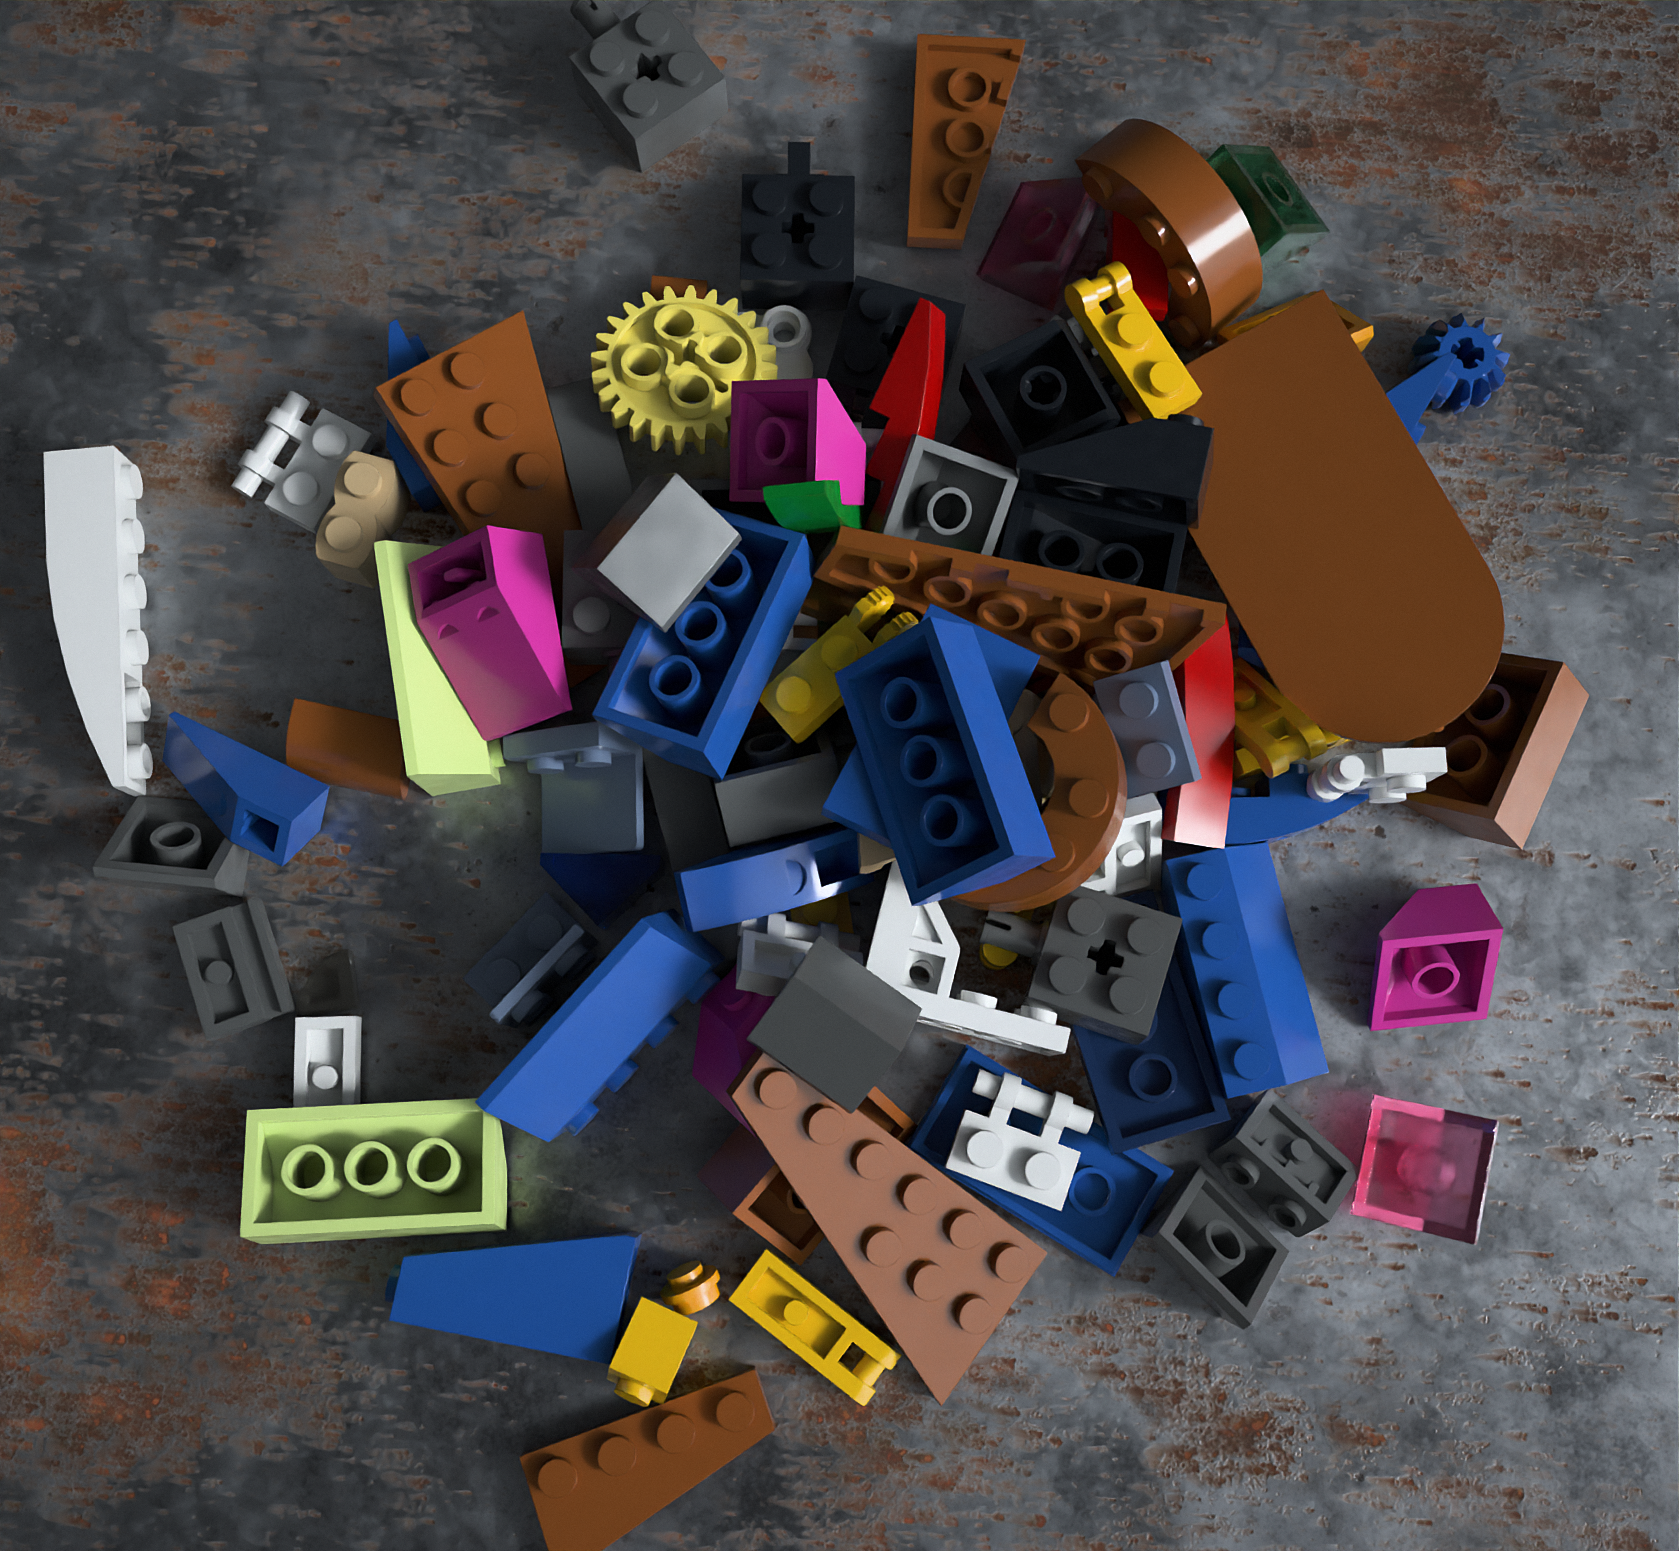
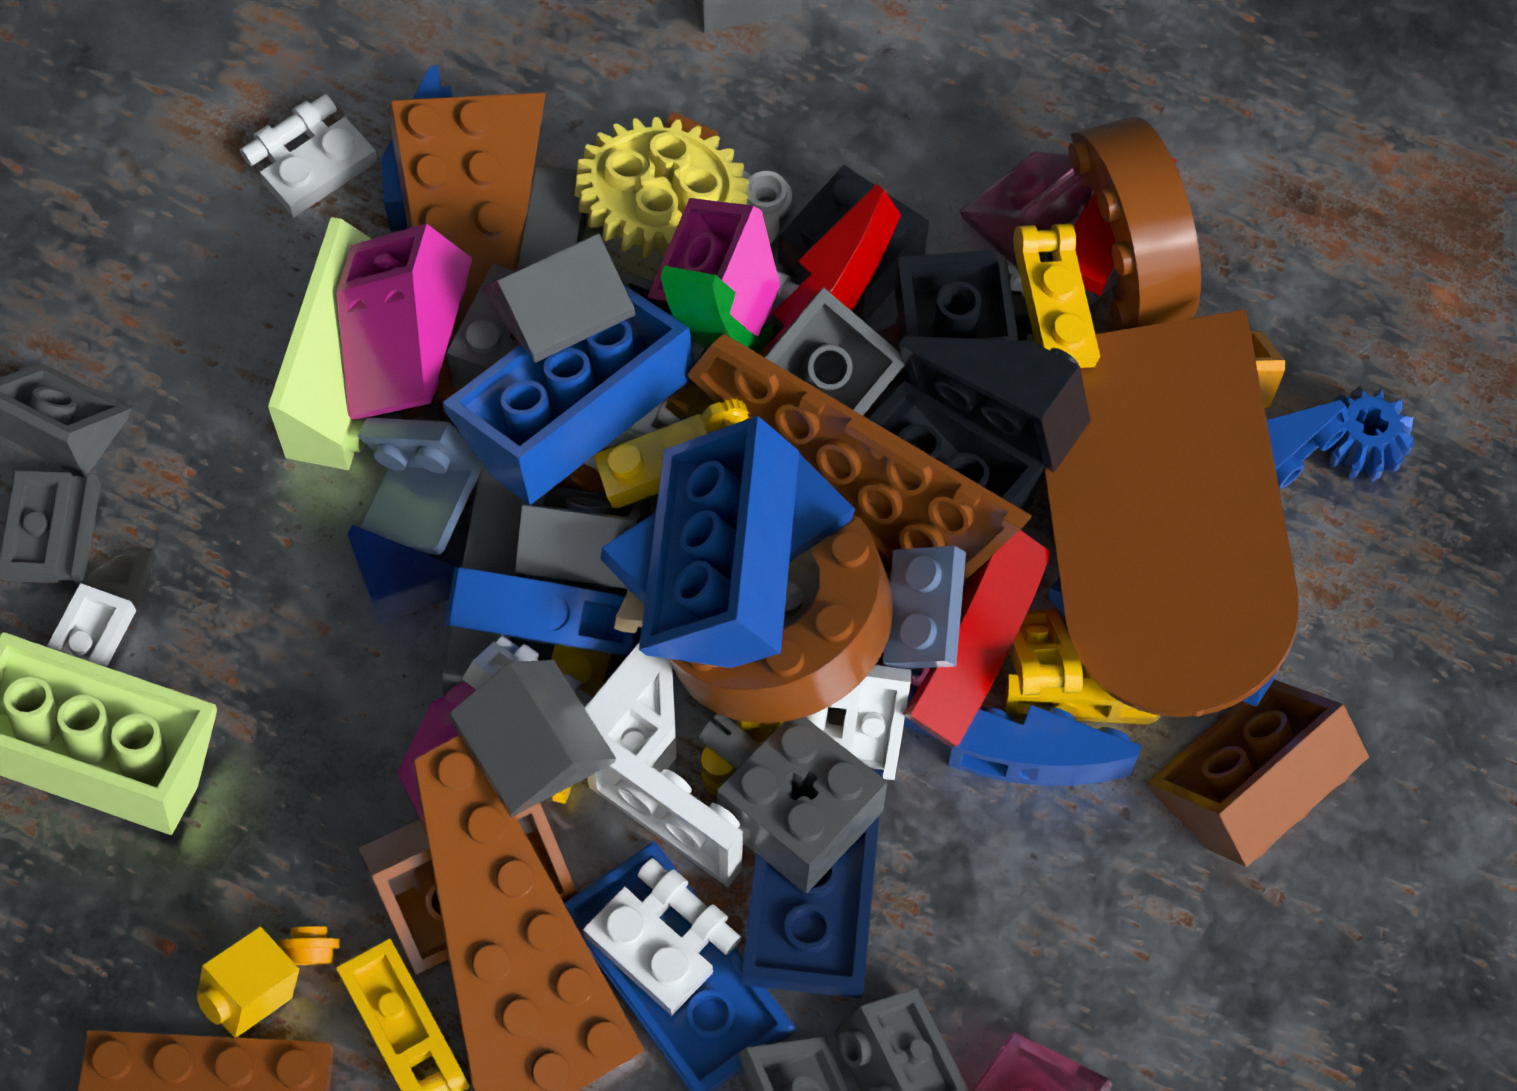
camera: 25 degrees right, 15 degrees down
(98, 601) = (86, 196): white slope -> none
(244, 791) = (131, 387): blue slope -> none
(347, 749) = (228, 387): dark orange brick -> none
(368, 509) = (345, 190): tan brick -> none
(528, 1294) = (160, 887): blue slope -> none
(531, 963) = (305, 621): sand blue bracket -> none
(604, 1027) = (335, 679): blue slope -> none
(797, 237) = (809, 121): black hinge -> none
(956, 120) = (992, 84): dark orange wing -> none
(1242, 968) = (939, 874): blue slope -> none
(1270, 200) = (1237, 241): clear green slope -> none
(1381, 775) = (1126, 724): white plate -> none
(1435, 960) = (1117, 935): dark pink slope -> none

